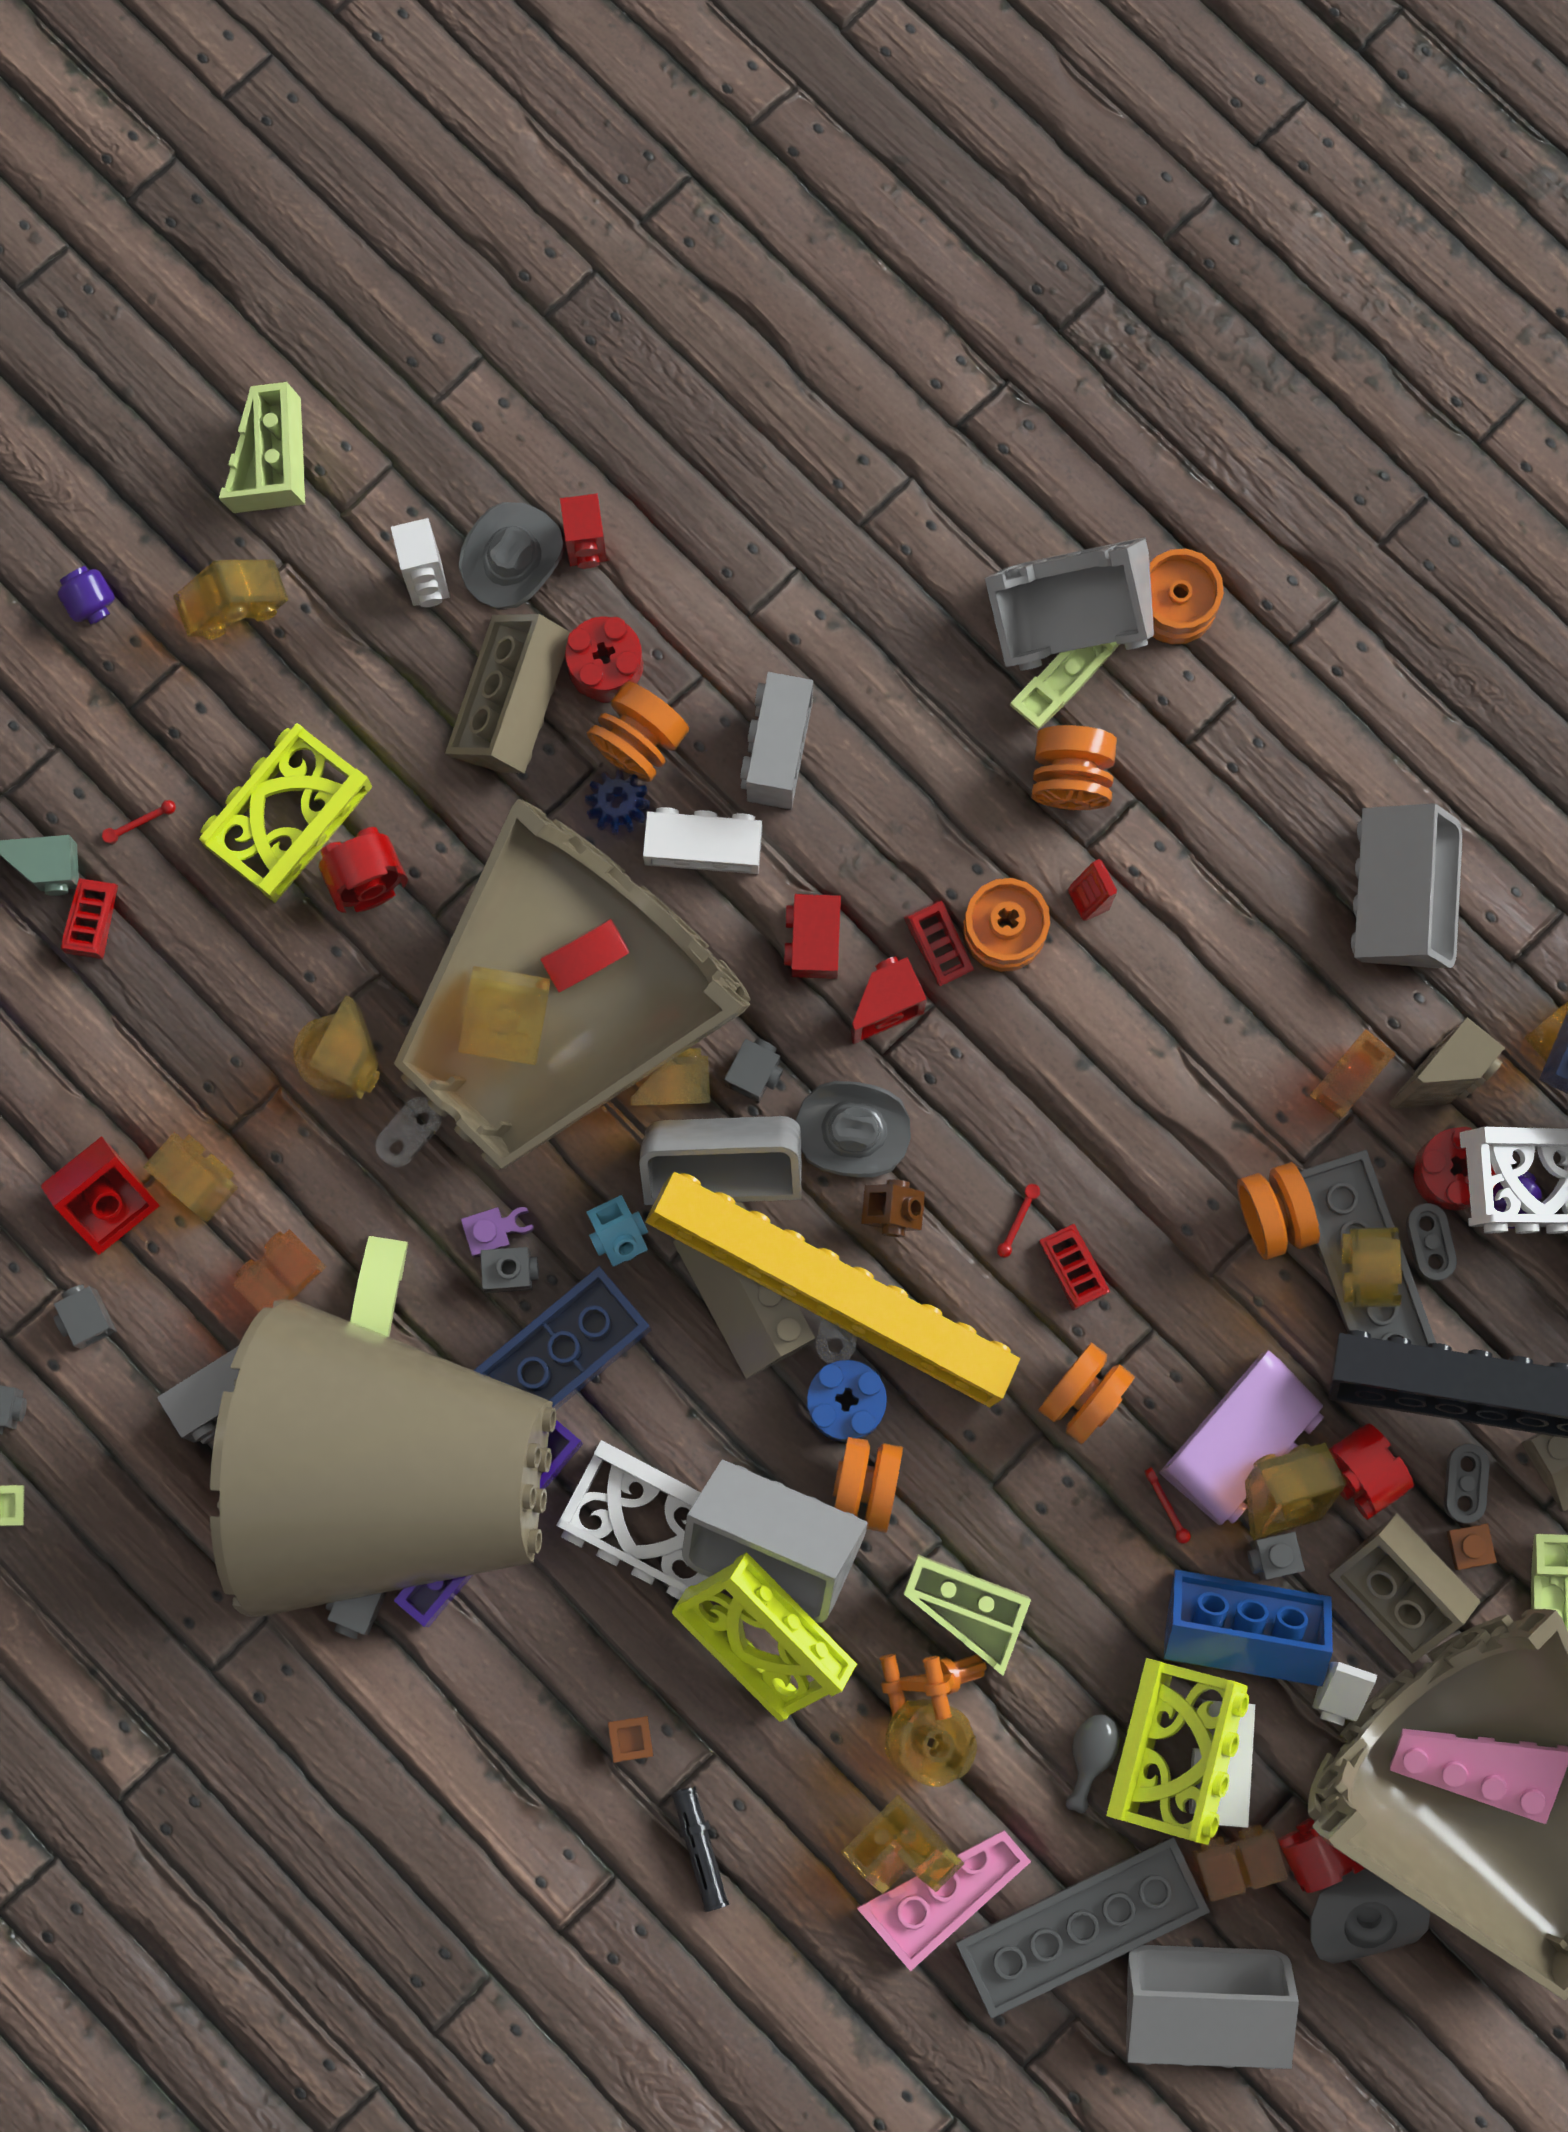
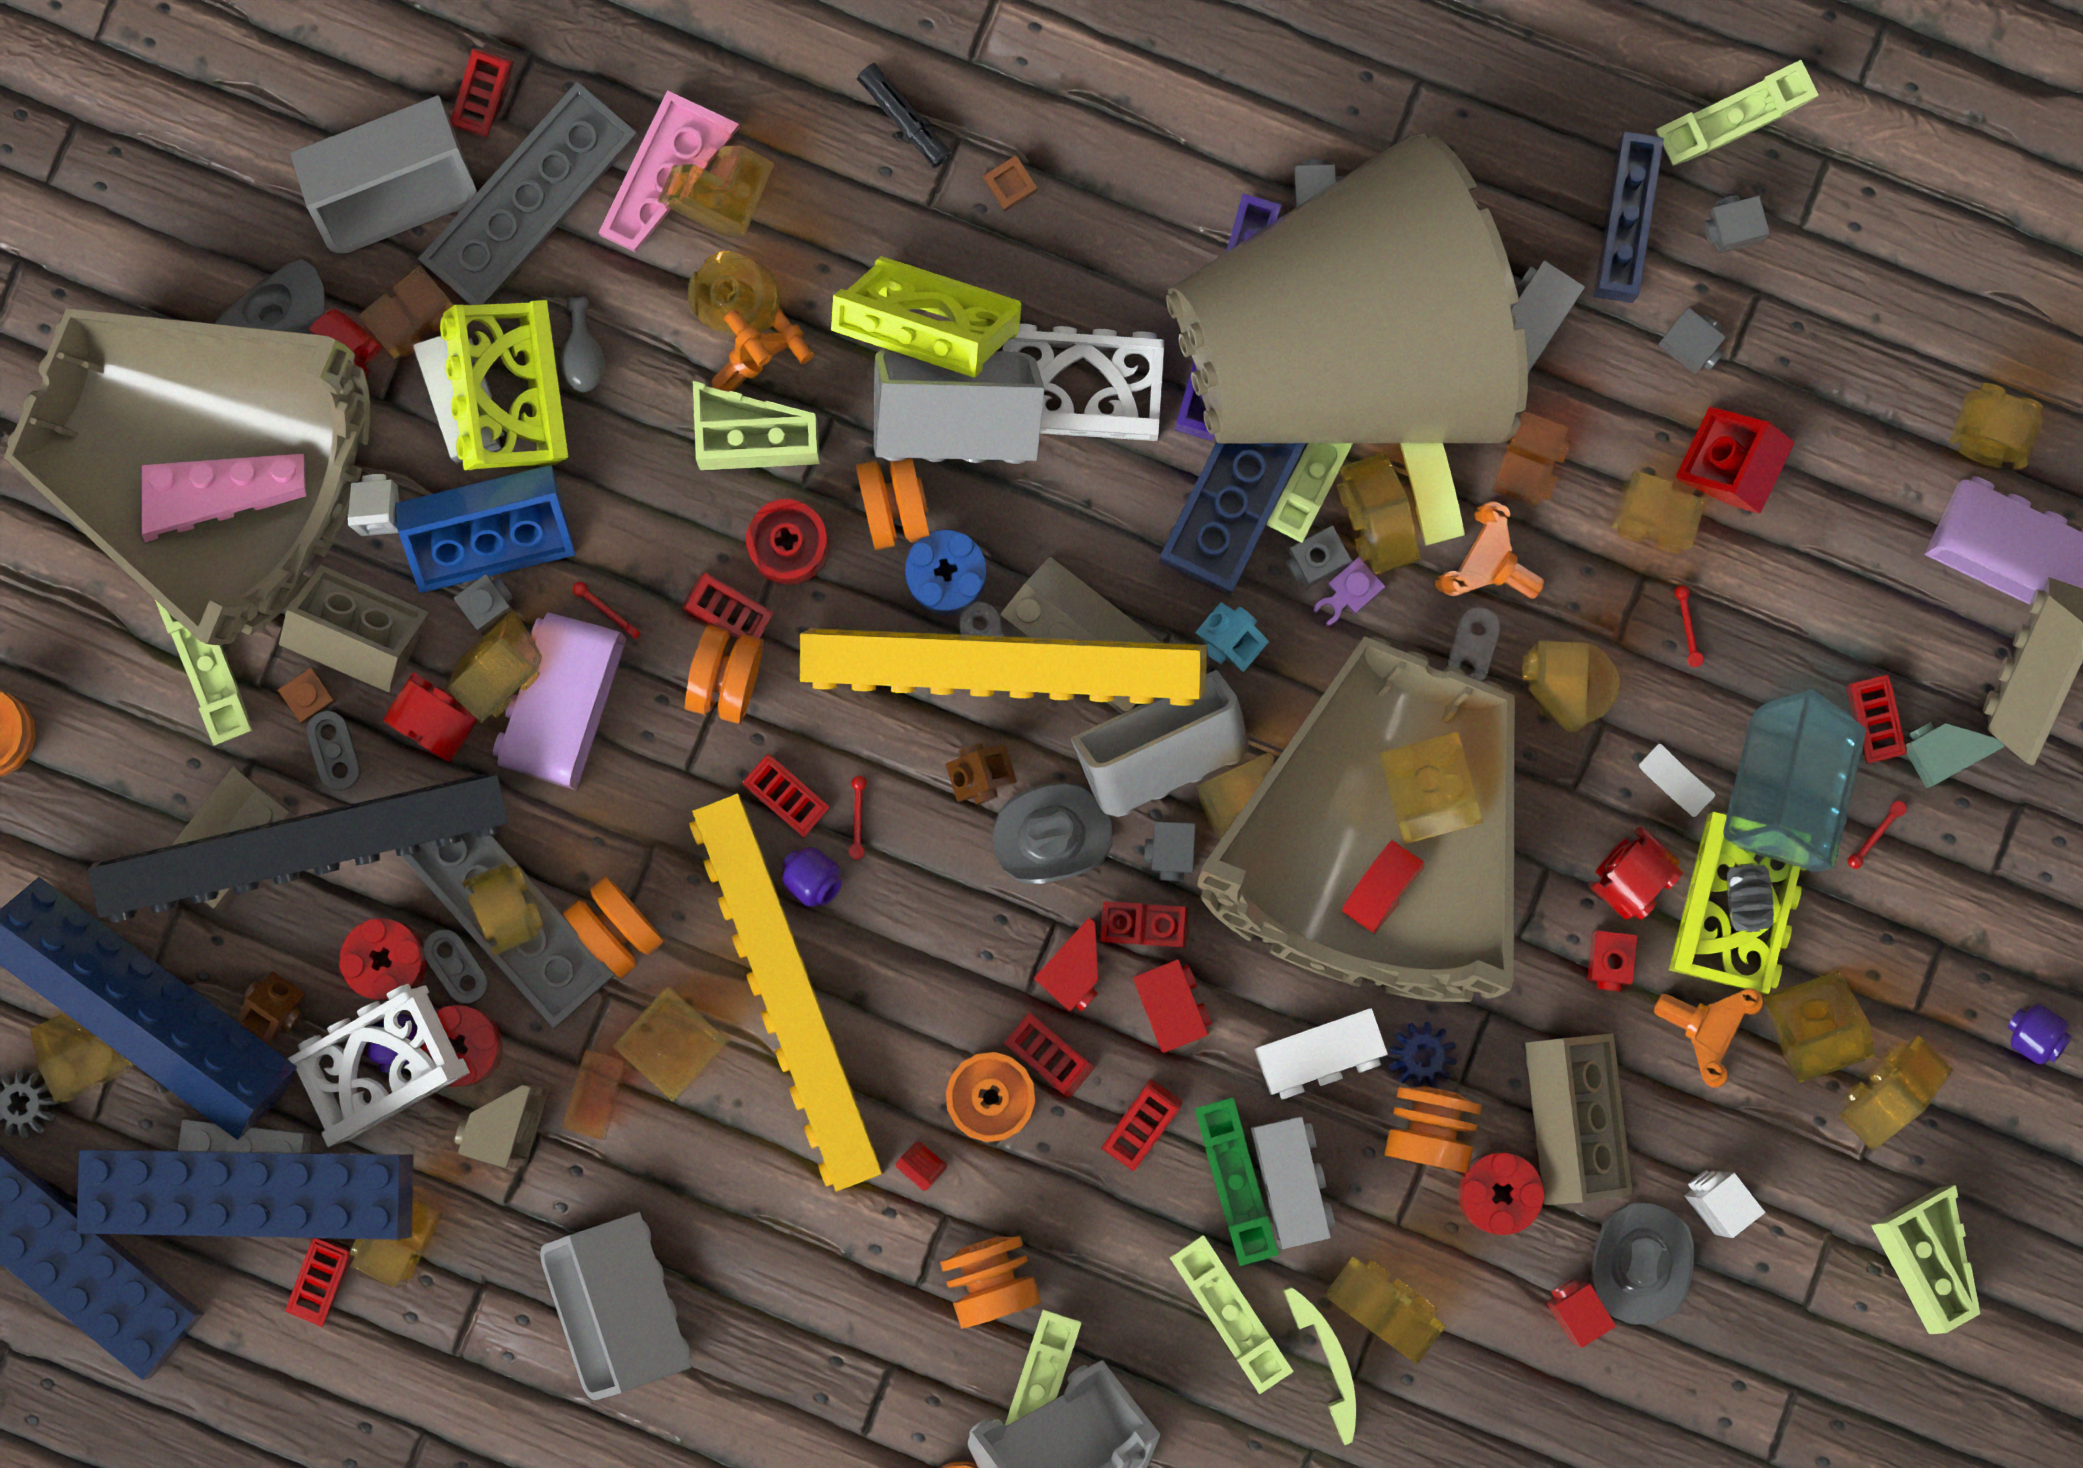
camera: 160 degrees right, 5 degrees up
(86, 1453) = (1628, 217): none -> dark blue brick
(187, 887) = (1795, 781): none -> clear light blue windscreen
(220, 1040) = (1695, 658): none -> red hinge
(267, 681) = (1820, 1026): none -> clear yellow slope
(274, 804) = (1750, 897): none -> dark grey gear
(287, 942) = (1676, 780): none -> white sticker
(357, 1200) = (1491, 559): none -> orange axle
(360, 718) = (1710, 1027): none -> orange axle
(416, 812) = (1611, 960): none -> red brick
(435, 1283) = (1379, 513): none -> clear yellow brick
(492, 1330) = (1308, 488): none -> yellowish green slope
(748, 603) = (1386, 1308): none -> clear yellow brick
(806, 1018) = (1144, 924): none -> red slope
(816, 546) = (1343, 1409): none -> yellowish green slope
(825, 764) = (1236, 1181): none -> green slope
(858, 867) = (1164, 1098): none -> red slope
(878, 658) = (1231, 1314): none -> yellowish green slope
(995, 1477) = (767, 531): none -> red brick
(1059, 2076) = (472, 72): none -> red slope
(1078, 1484) = (705, 614): none -> red slope
(1082, 1183) = (811, 876): none -> dark purple head
(1146, 1094) = (787, 993): none -> yellow brick
(1267, 1089) = (671, 1043): none -> clear yellow brick
(1514, 1284) = (360, 964): none -> red brick

